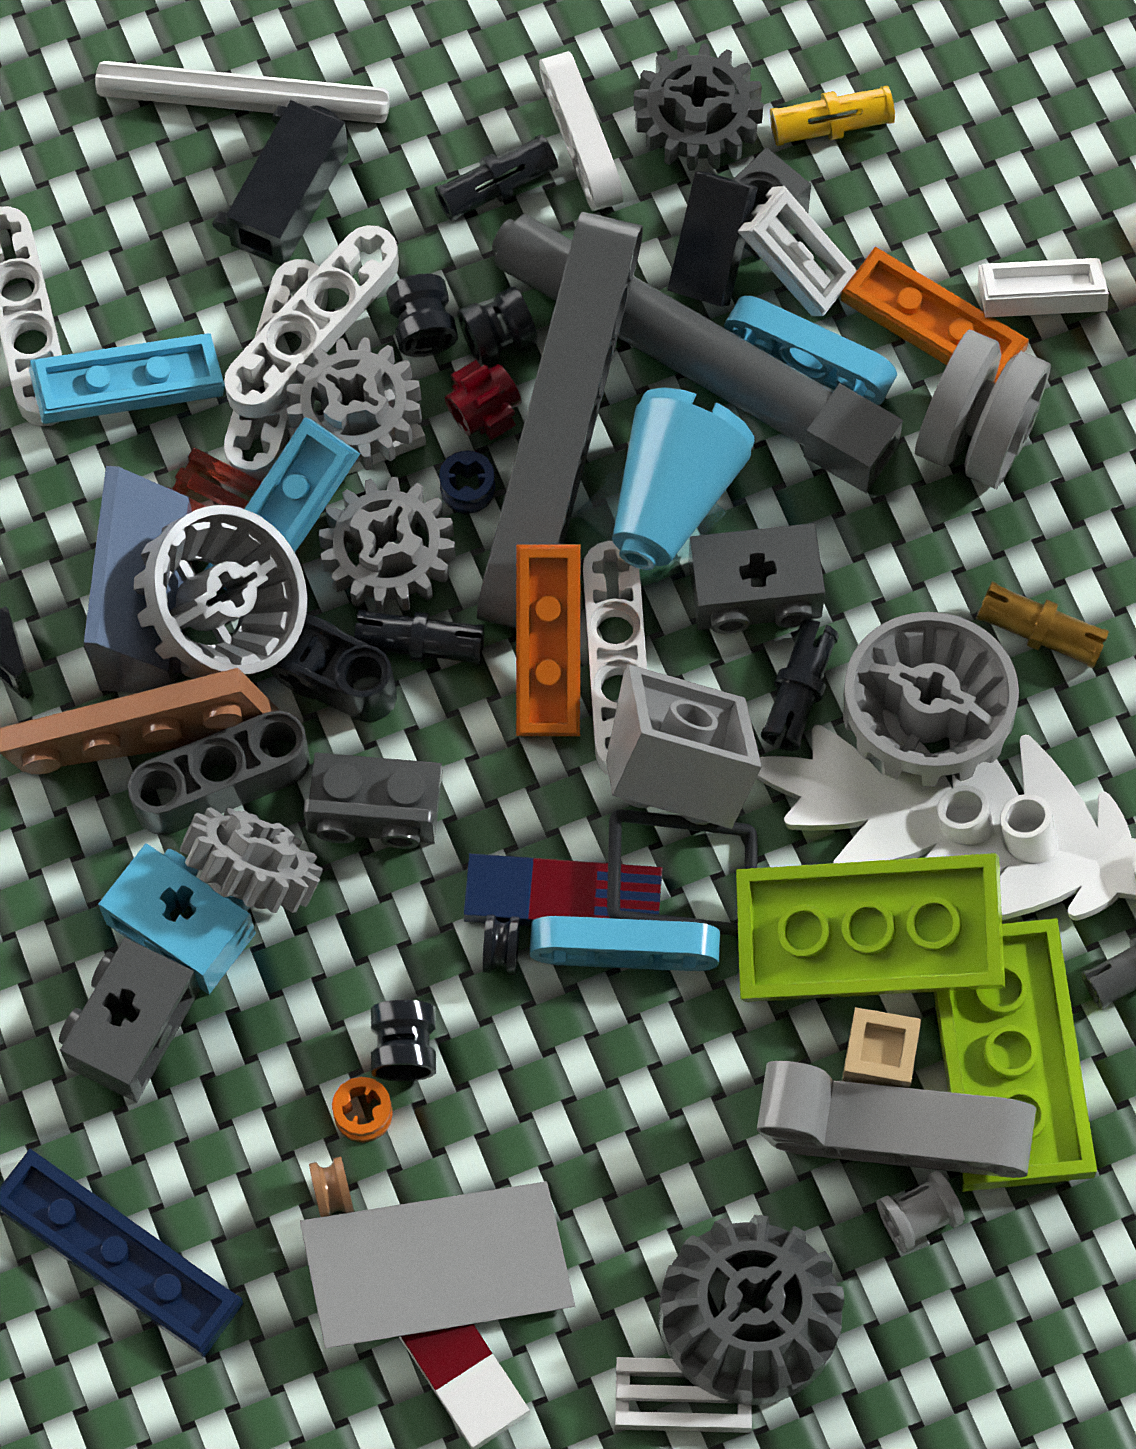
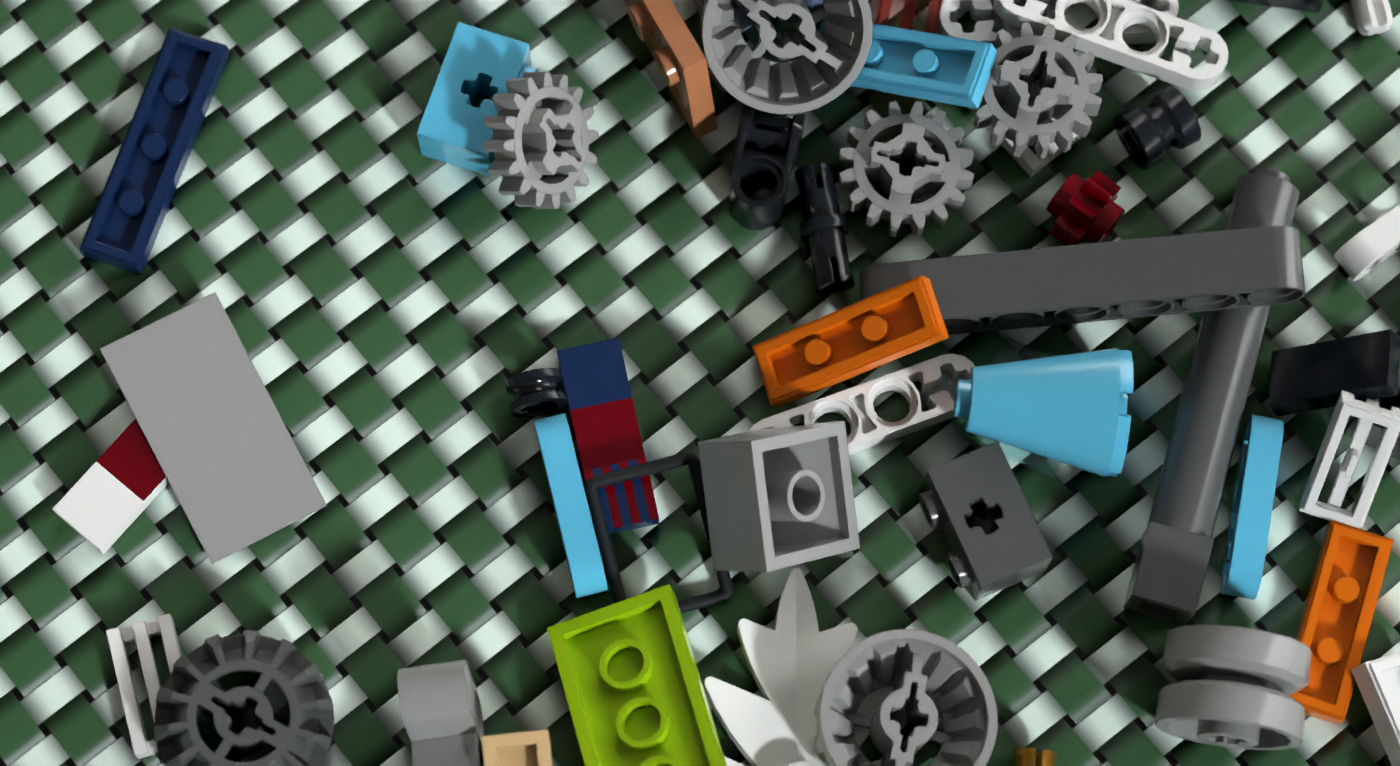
camera: 70 degrees right, 5 degrees up
(129, 1053) = (343, 64): dark grey brick -> none
(236, 746) = (623, 64): dark grey beam -> none
(331, 1188) = (258, 313): medium nougat bush -> none
(343, 1105) = (341, 337): orange bush -> none
(373, 799) = (650, 237): dark grey bracket -> none
(403, 1040) = (430, 328): black wheel -> none
(467, 464) = (1019, 222): dark blue bush -> none
(497, 326) = (1170, 199): black wheel -> none
(531, 162) = (1335, 153): black pin -> none
(799, 685) = (889, 596): black pin -> none

